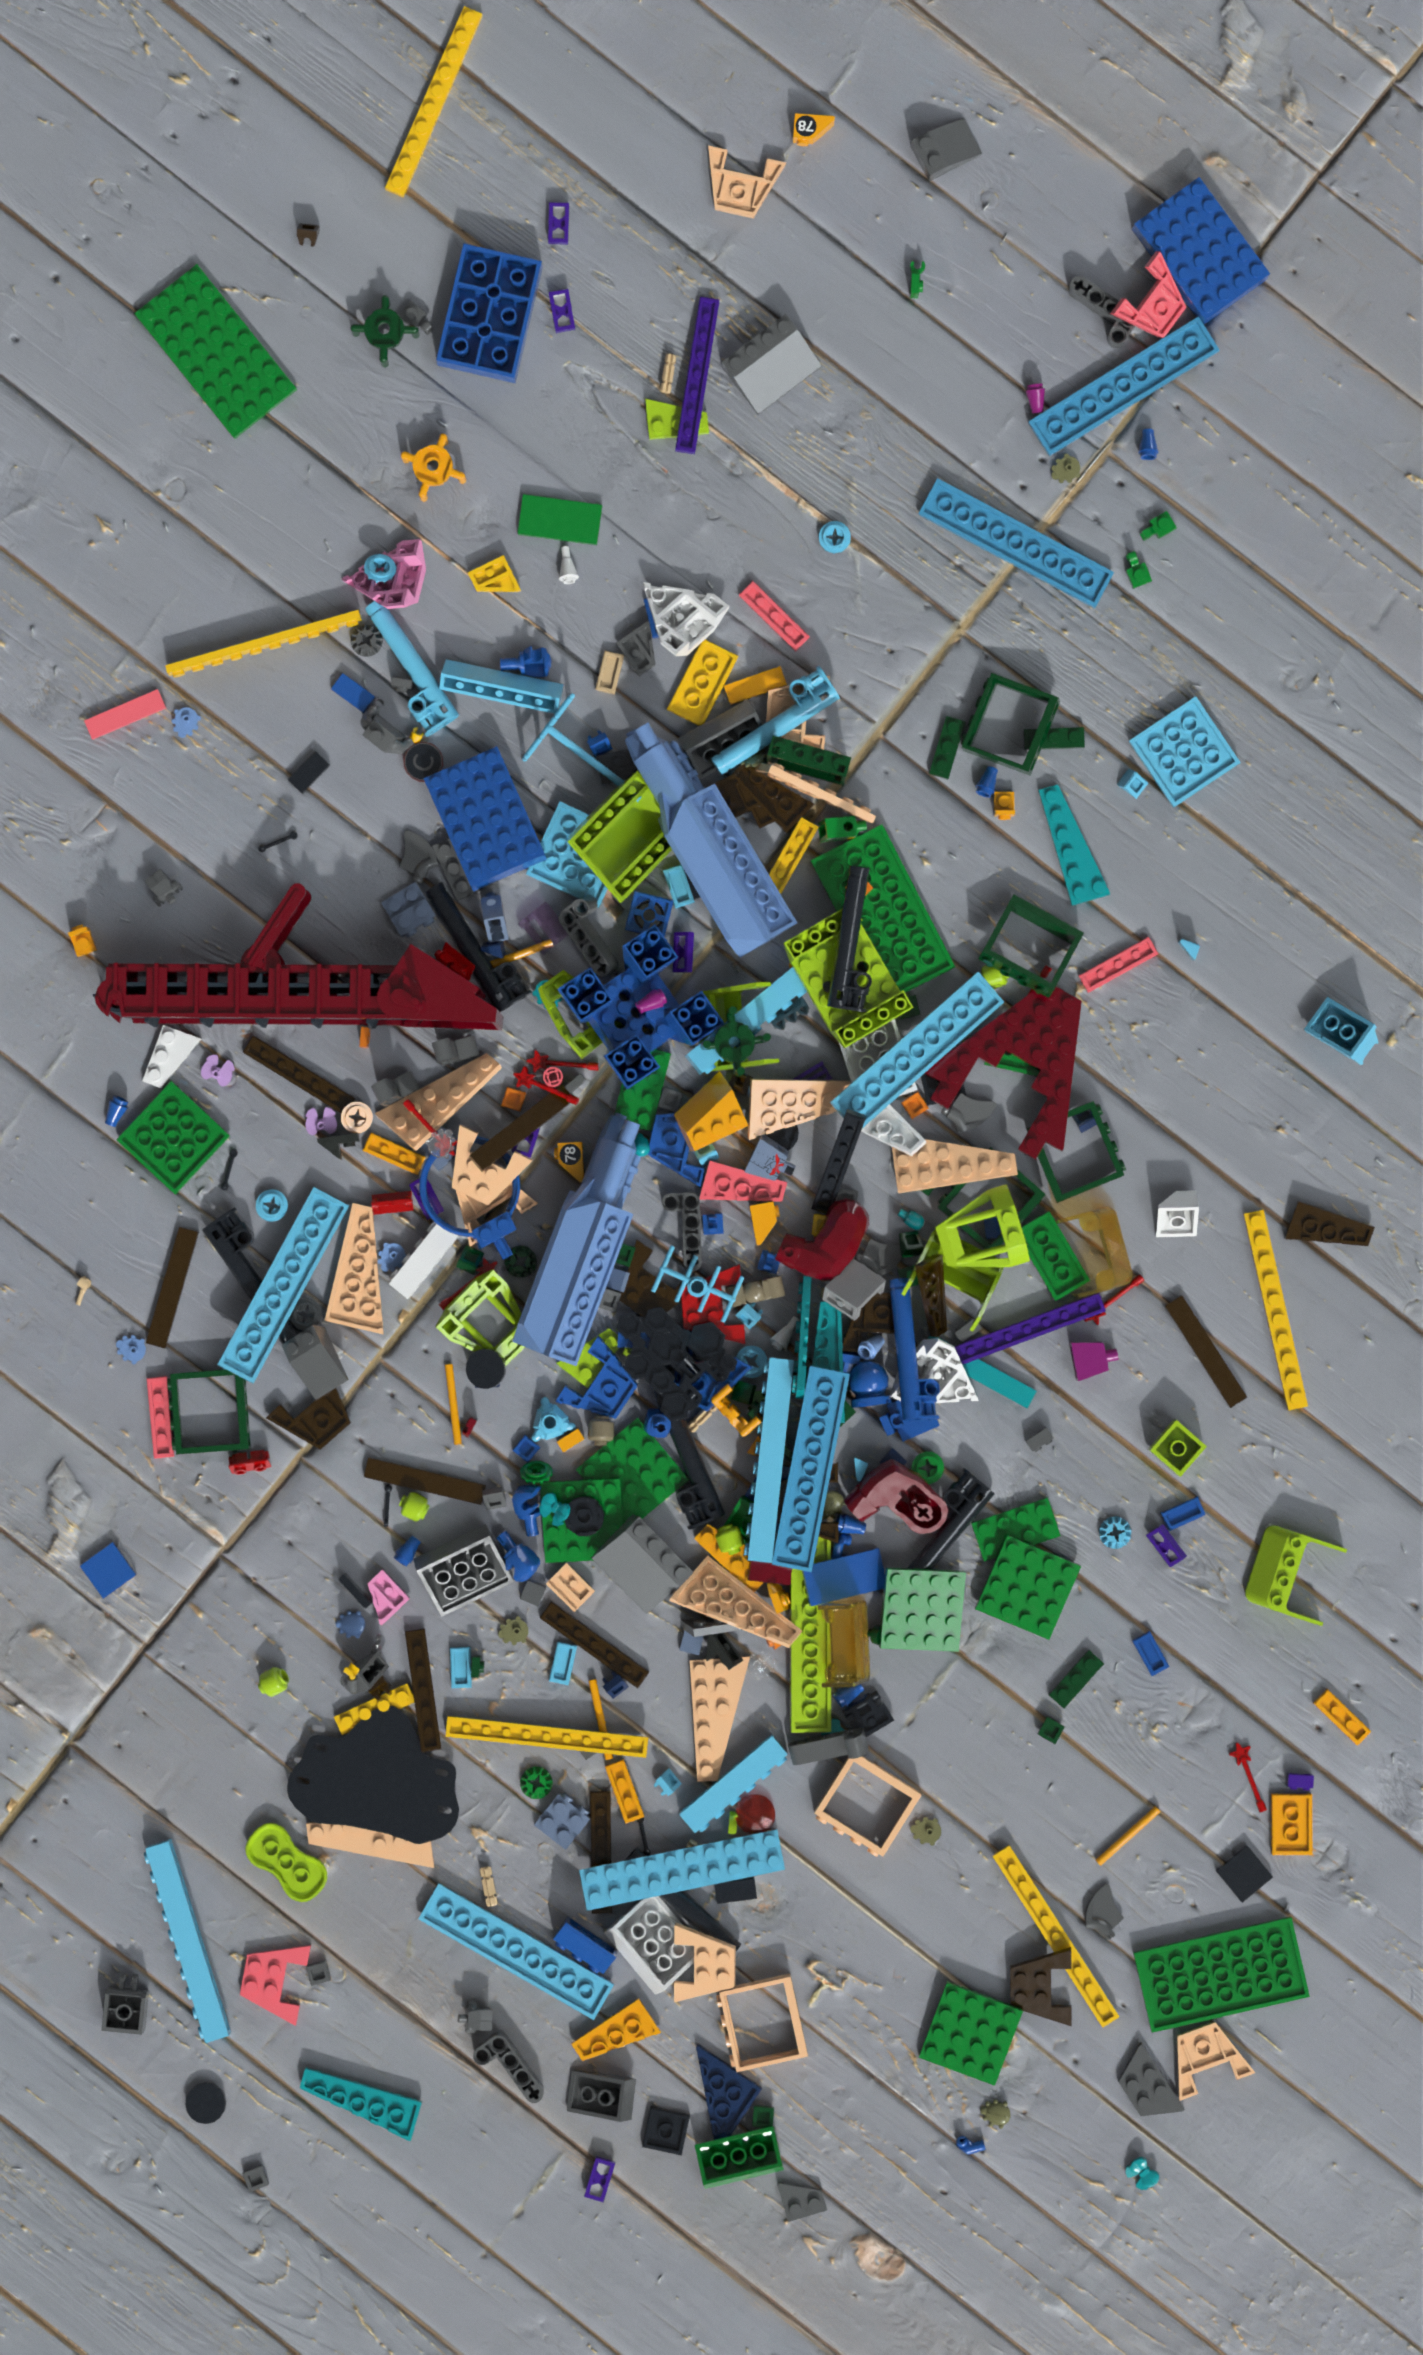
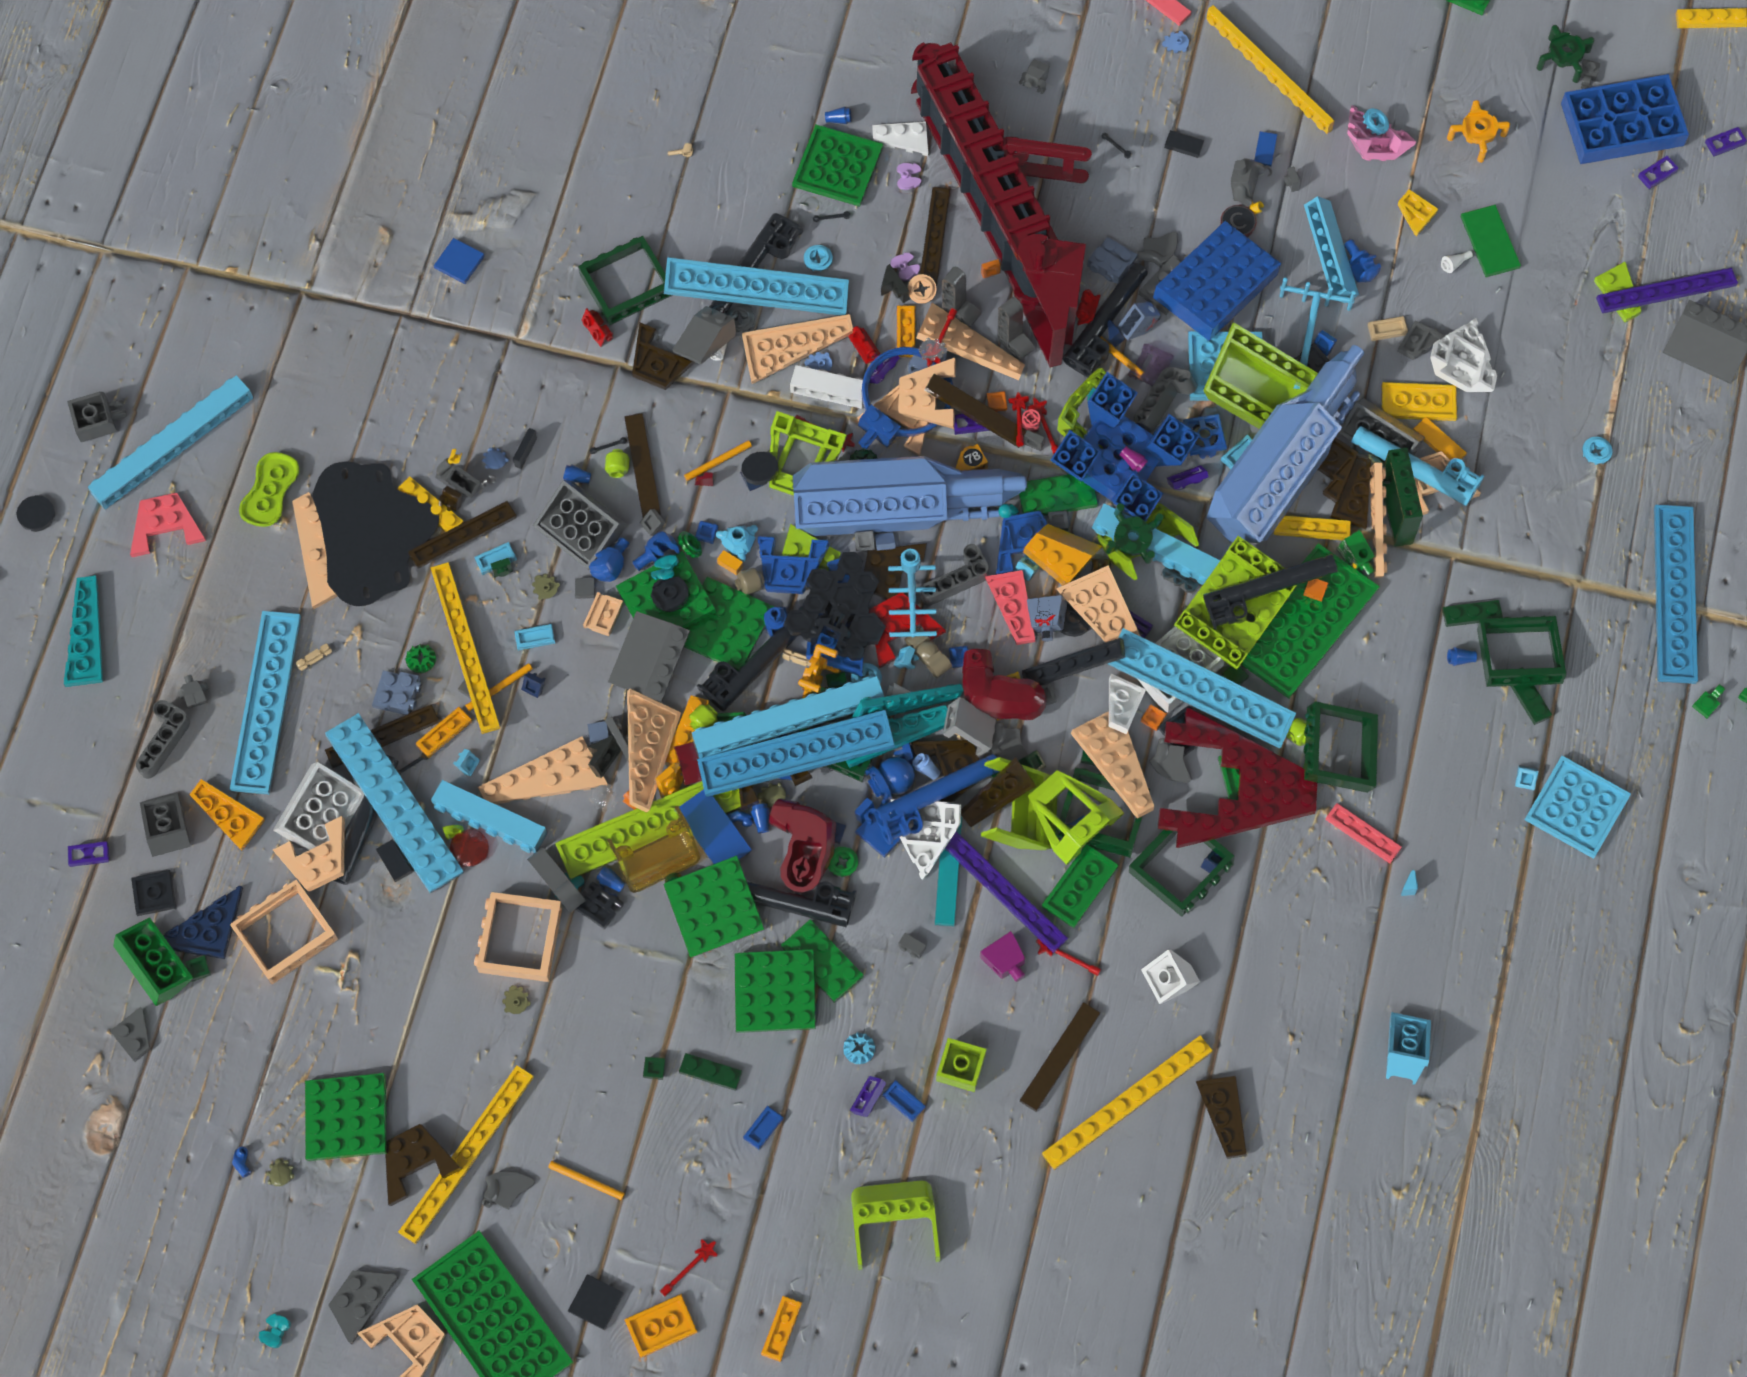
camera: 65 degrees right, 20 degrees down
(82, 940) = (965, 38): light orange bracket -> none
(131, 1348) = (650, 205): medium blue piece -> none
(160, 1417) = (602, 246): coral tile -> none
(172, 1287) = (714, 214): dark brown tile -> none
(273, 1681) = (419, 417): lime head -> none
(318, 1972) = (183, 555): dark grey tile -> none
(364, 649) = (1317, 147): dark grey gear -> none
(386, 1596) = (531, 474): bright pink wing -> none
(430, 694) = (1292, 206): medium azure piece -> none
(470, 1259) = (846, 423): dark green slope -> none
(585, 1946) = (293, 753): blue slope -> none
(594, 1644) = (561, 655): dark brown tile -> none
(625, 1255) = (908, 536): dark green plate -> none
(668, 372) = (1655, 270): tan axle -> none
(713, 1224) = (969, 598): blue tile -> none
(763, 1219) = (992, 635): light orange slope -> none
(774, 616) = (1505, 432): coral tile -> none
(860, 1468) = (815, 802): medium azure slope -> none
(911, 1219) = (1054, 755): teal cylinder -> none
(964, 1332) = (980, 843): dark grey piece -> none
(1004, 805) = (1449, 679): light orange bracket -> none
(1074, 857) = (1433, 759): teal wing -> none
(1119, 1267) = (1099, 943): clear yellow windscreen -> none
(1302, 1781) = (703, 1311): dark purple piece -> none

